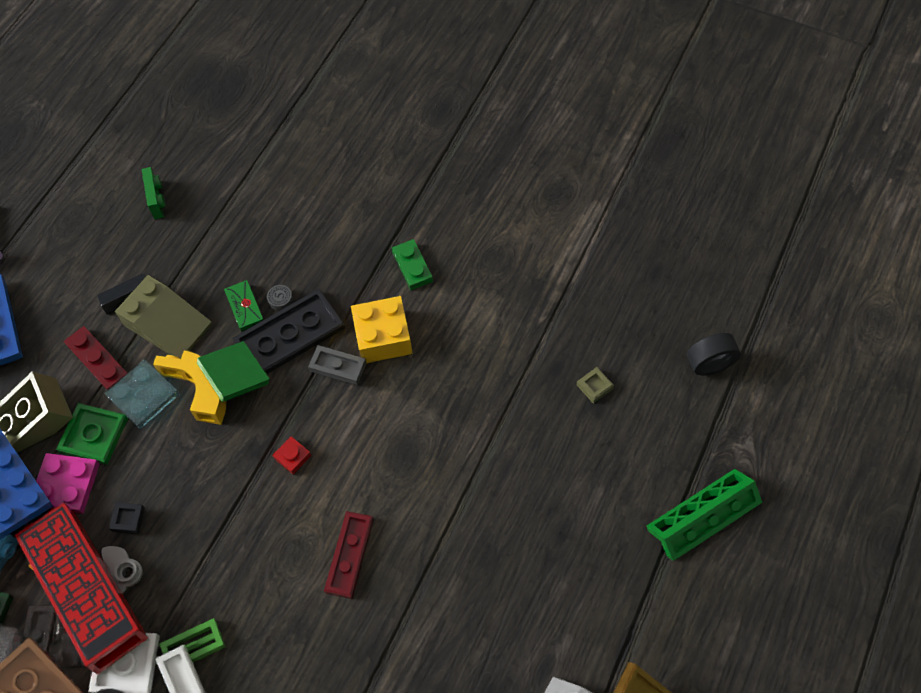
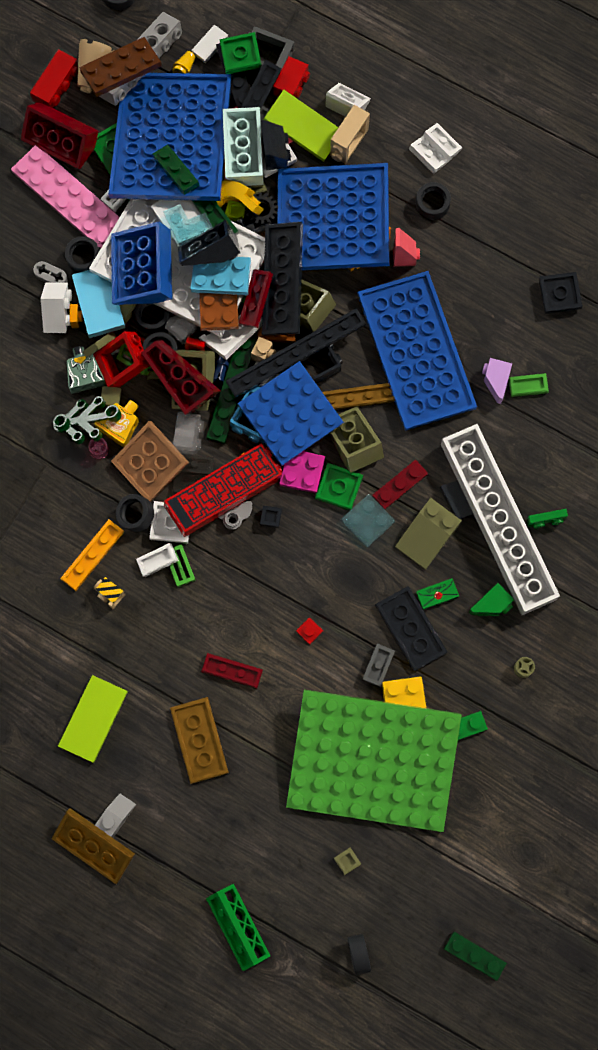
camera: 90 degrees right, 15 degrees up
(146, 240) = (499, 519): none -> white brick
(206, 403) = (370, 569): yellow arch -> none
(232, 371) = (374, 587): green tile -> none
(255, 241) = (493, 603): none -> green slope
(279, 297) = (442, 621): dark grey tile -> none
(338, 200) = (527, 665): none -> olive wheel
(451, 592) = (199, 740): none -> pearl gold tile
(461, 360) = (373, 760): none -> bright green plate
(687, 237) = (475, 956): none -> dark green plate

